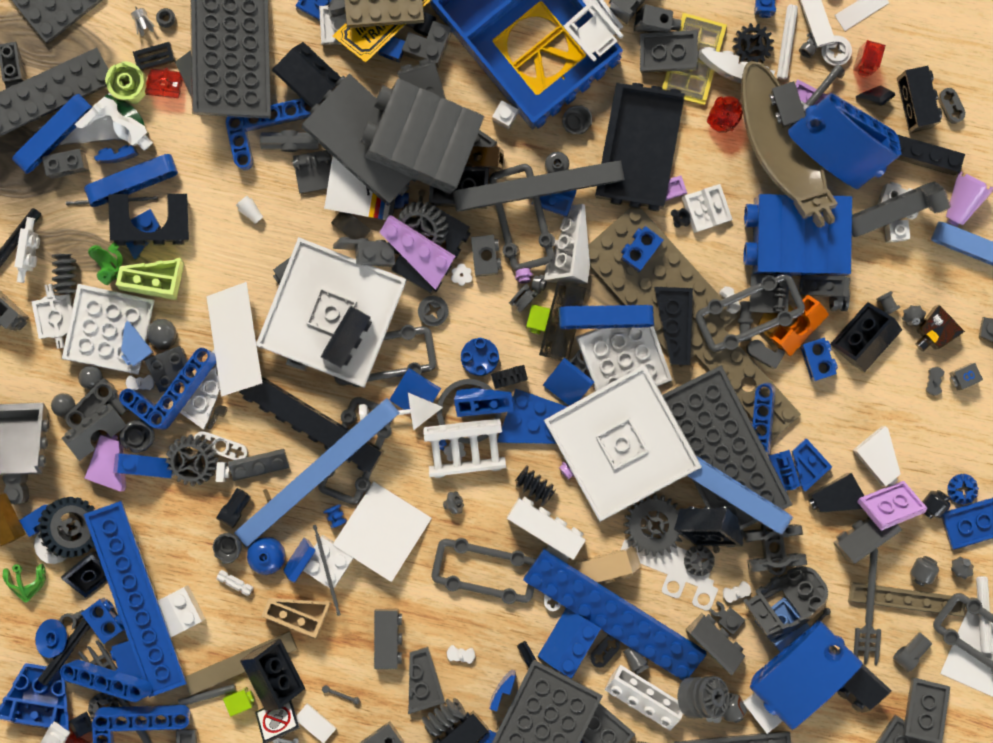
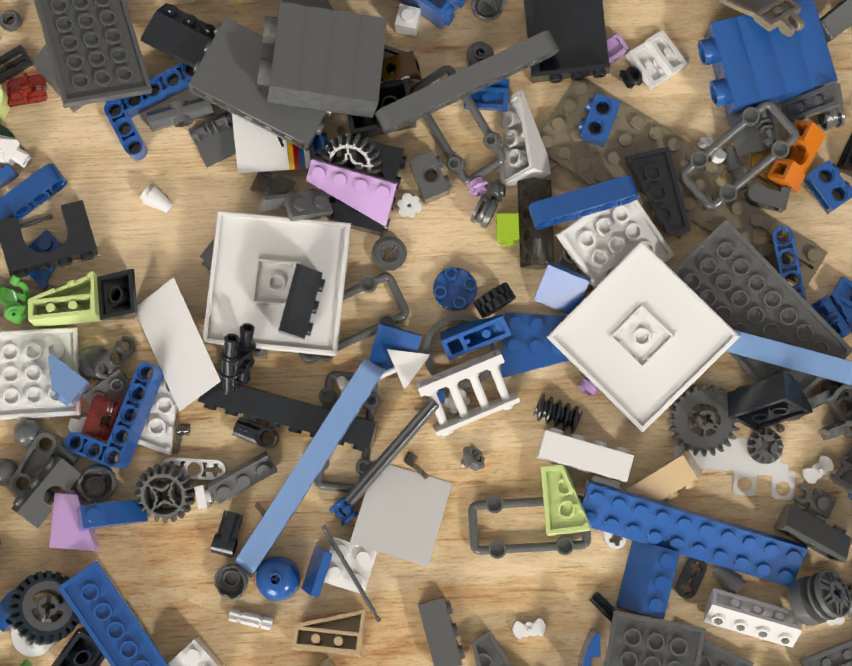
camera: 10 degrees left, 5 degrees down
(154, 375) = (99, 407): none -> clear red piece
(187, 334) = (106, 361): none -> dark grey piece
(195, 283) = (117, 295): none -> black slope
(278, 430) = (254, 433): none -> black piece
(281, 368) = (237, 358): none -> black pin
(388, 479) = (391, 451): none -> dark grey axle
(402, 488) = (410, 460): none -> clear smoke hand
(515, 562) = (561, 503): none -> yellowish green wing

